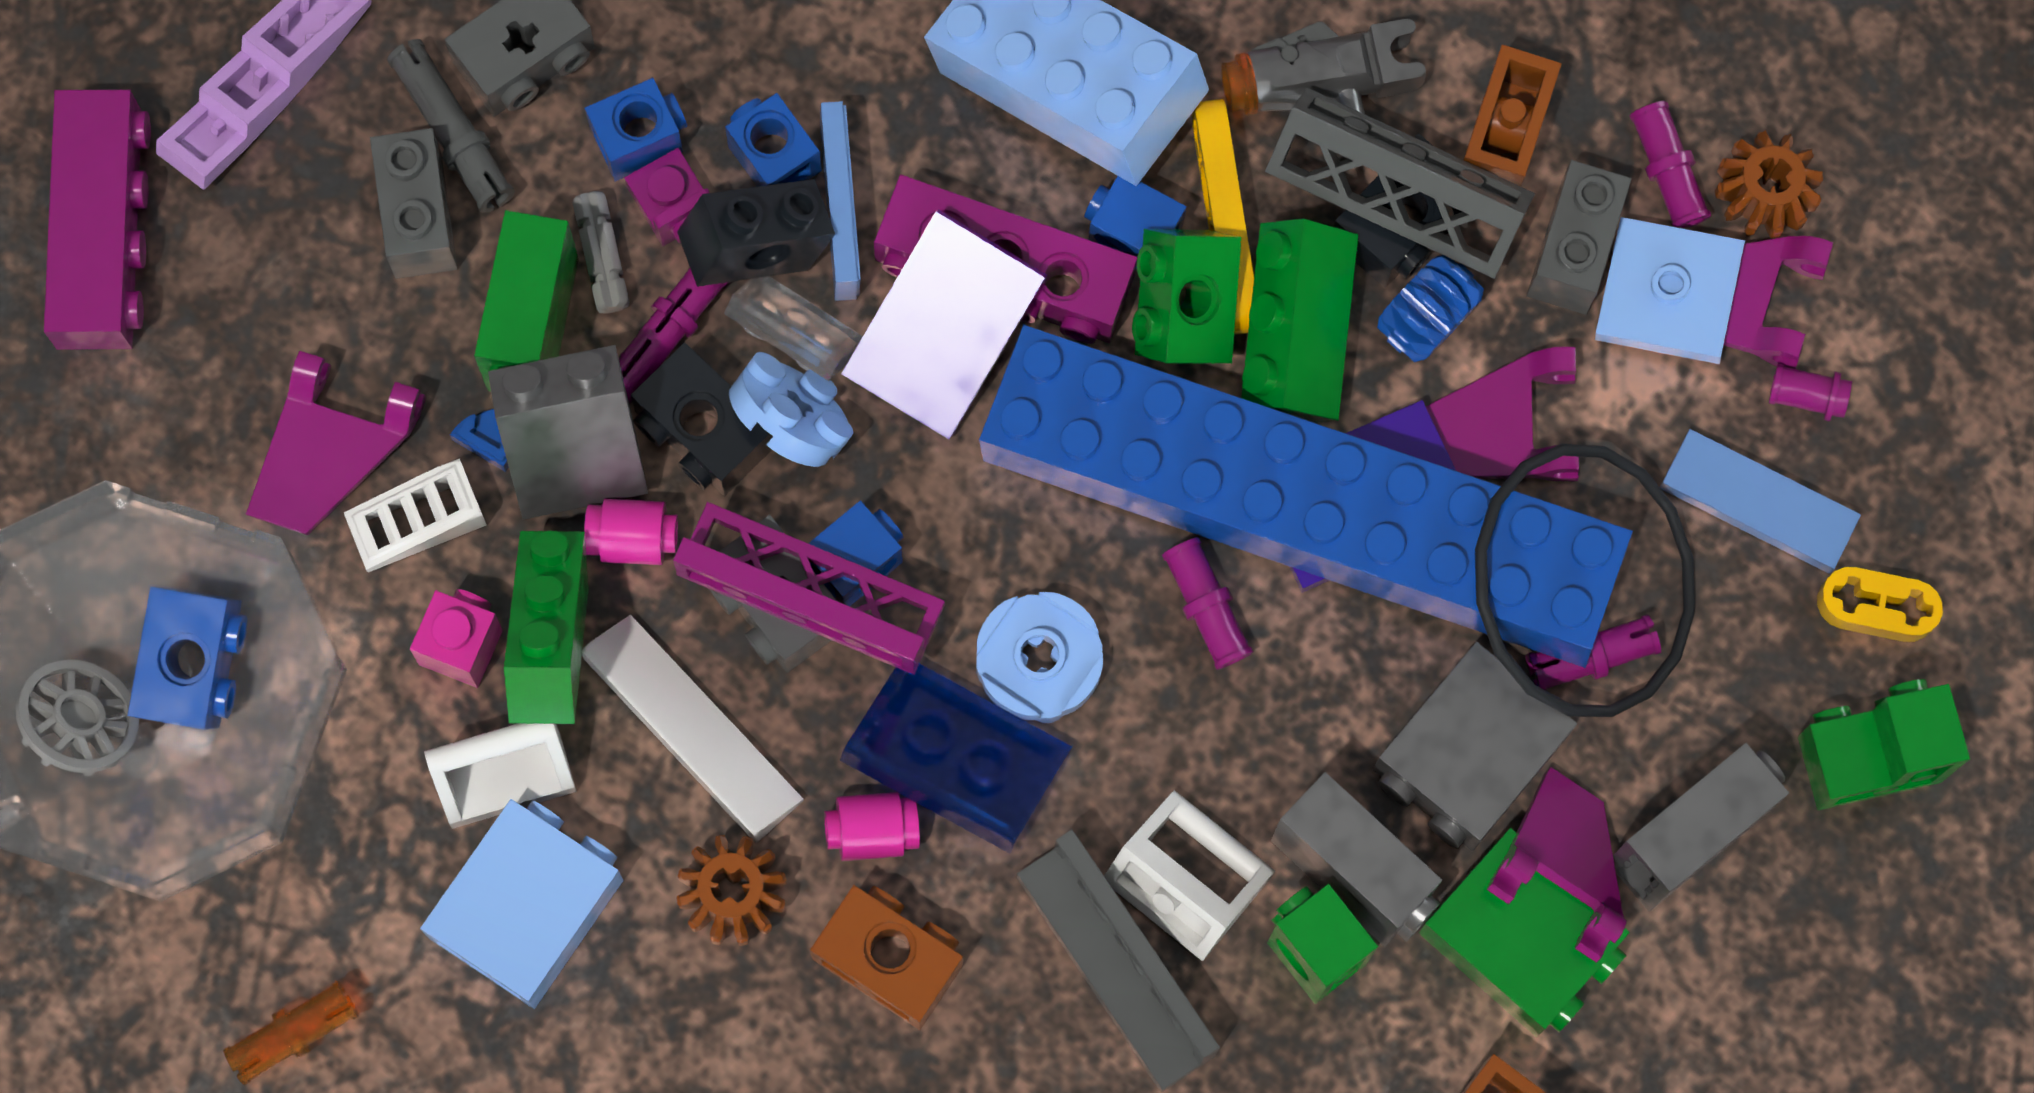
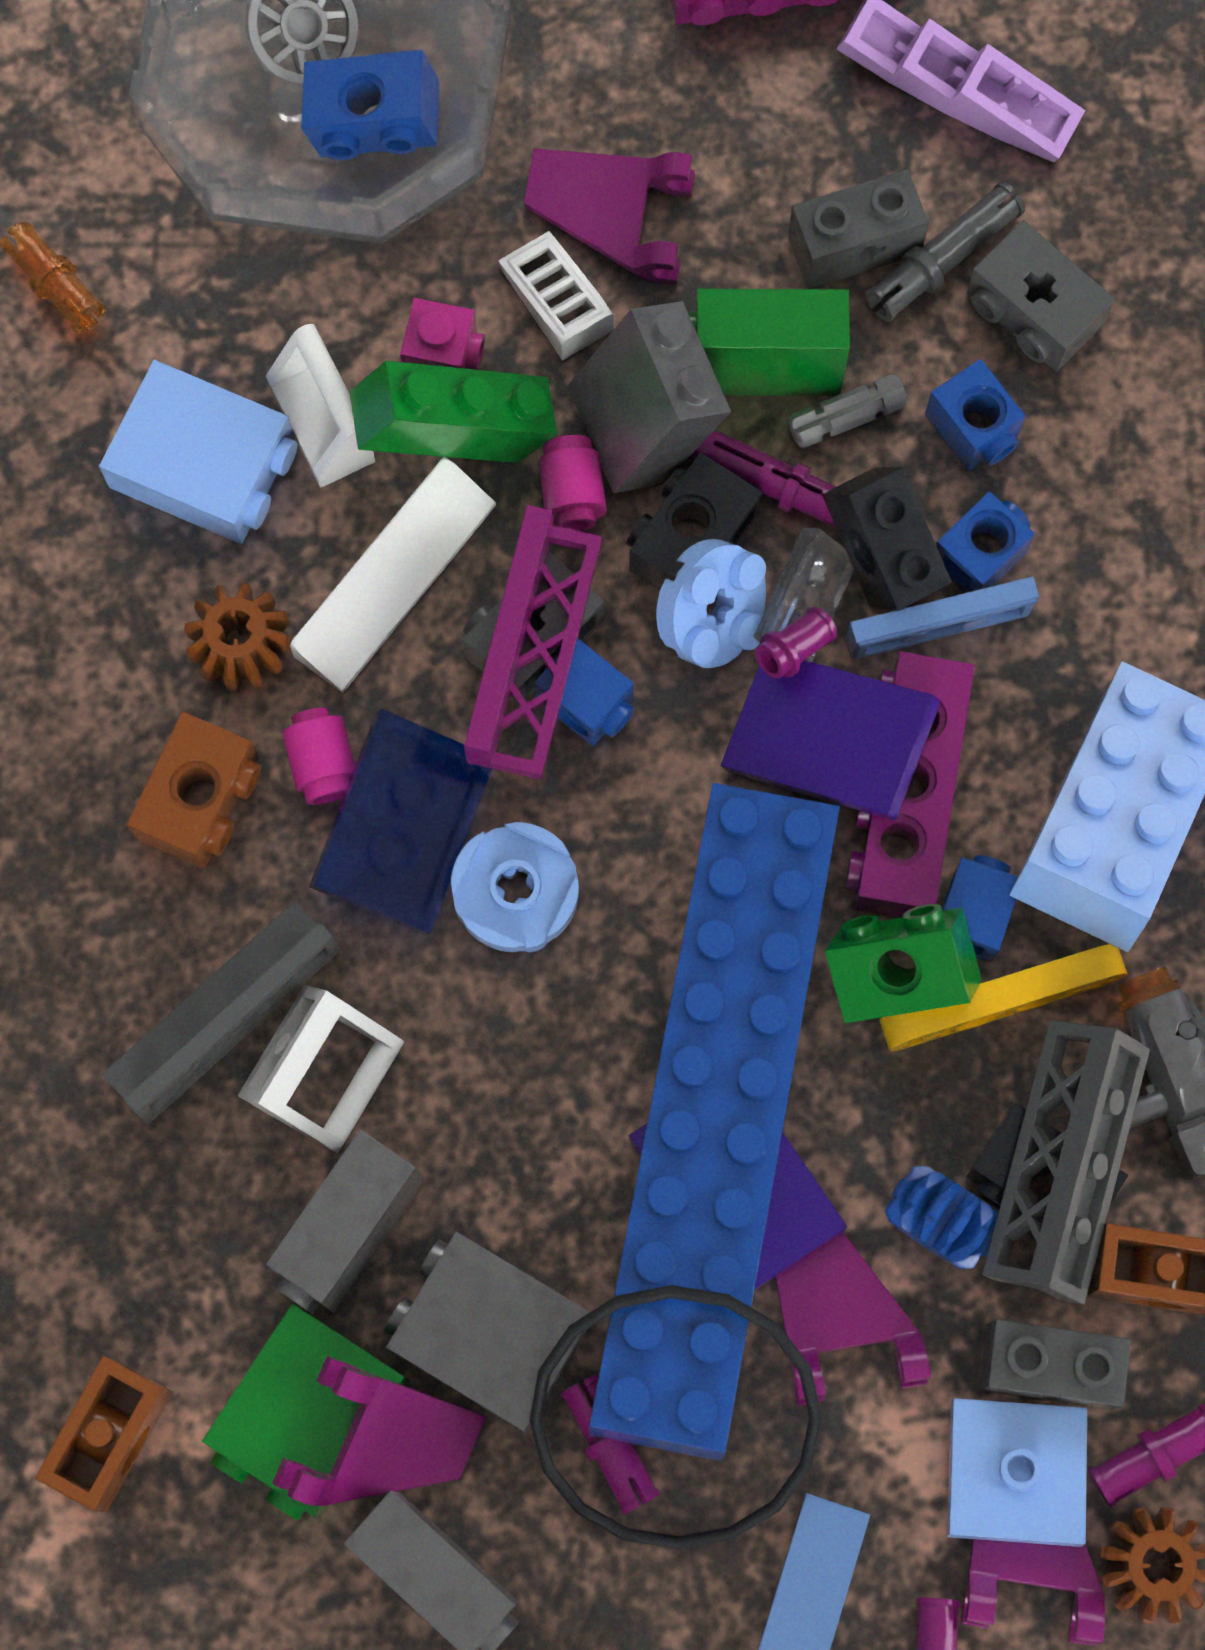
camera: 85 degrees right, 0 degrees up
(665, 193) = (924, 455): magenta bracket -> none
(854, 349) = (784, 650): none -> magenta pin
(1207, 603) = (596, 1042): magenta pin -> none
(1300, 318) = (899, 1082): green brick -> none
(1320, 941) = (257, 1198): green brick -> none

